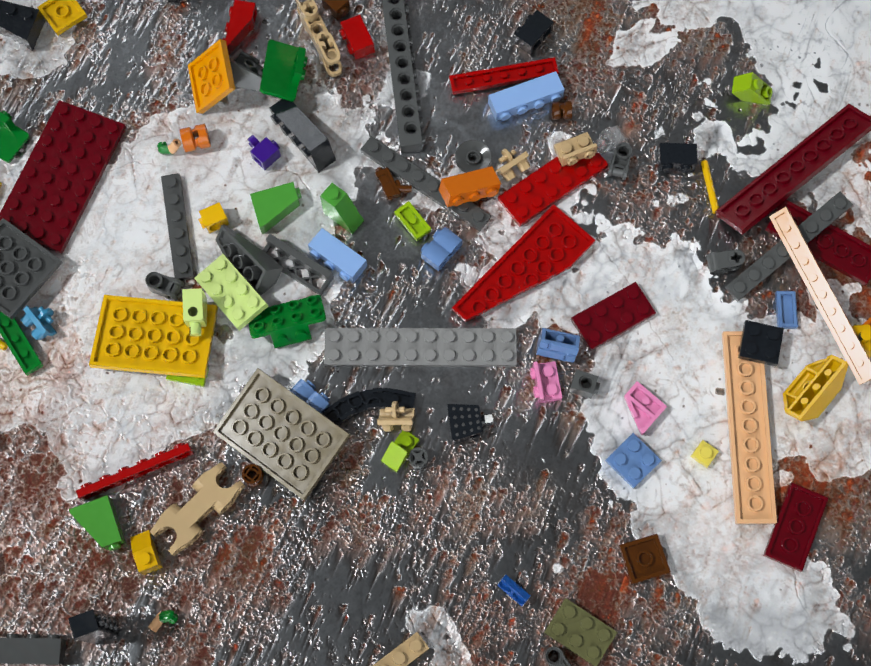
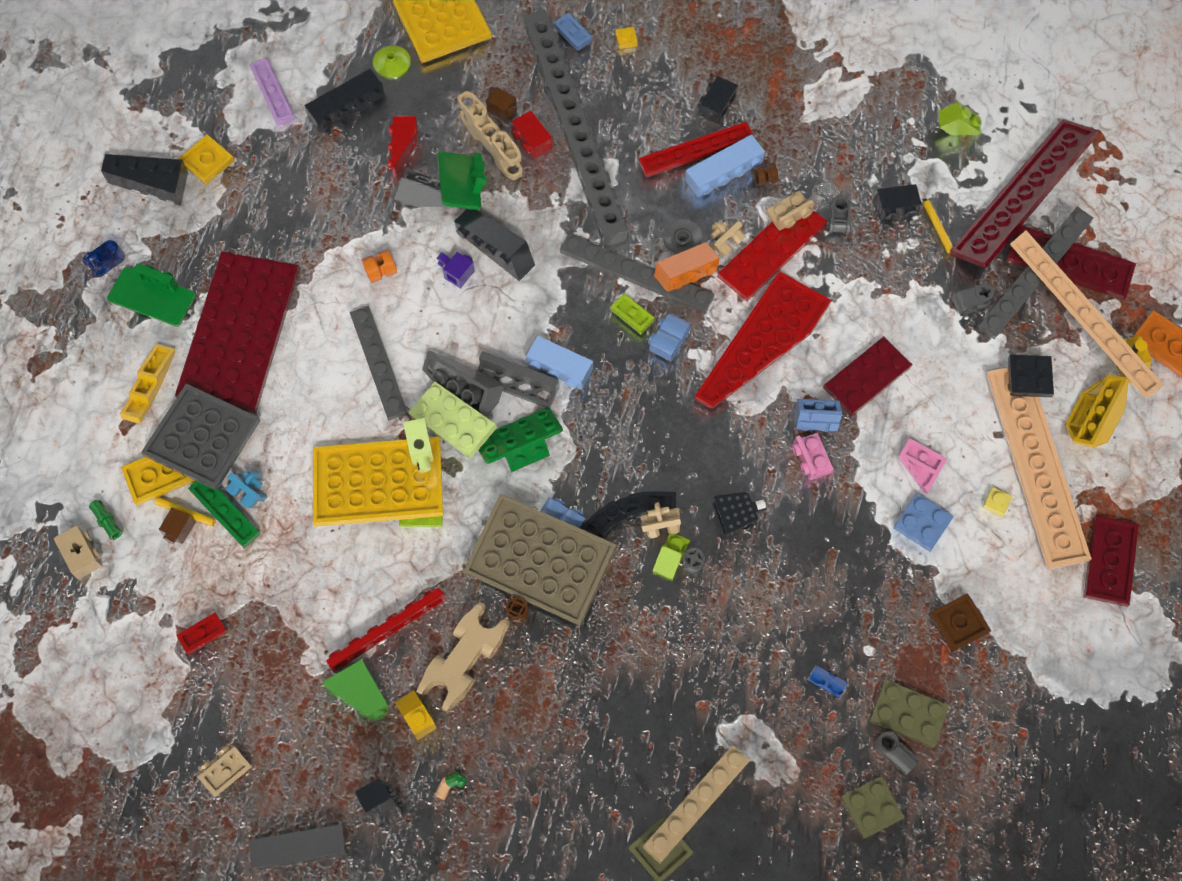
camera: 10 degrees left, 5 degrees down
(163, 148) = (355, 282): arm -> none
(167, 287) = (381, 427): dark grey piece -> none
(211, 76) = (384, 199): light orange plate -> none
(213, 218) = (416, 346): yellow brick -> none
(275, 204) = (480, 321): bright green slope -> none
(340, 208) = (553, 312): bright green slope -> none
(390, 187) = (600, 283): reddish brown piece -> none
(420, 347) = (669, 444): light grey plate -> none
(581, 376) = (850, 458): dark grey brick -> none
(786, 309) = (1048, 338): medium blue tile -> none

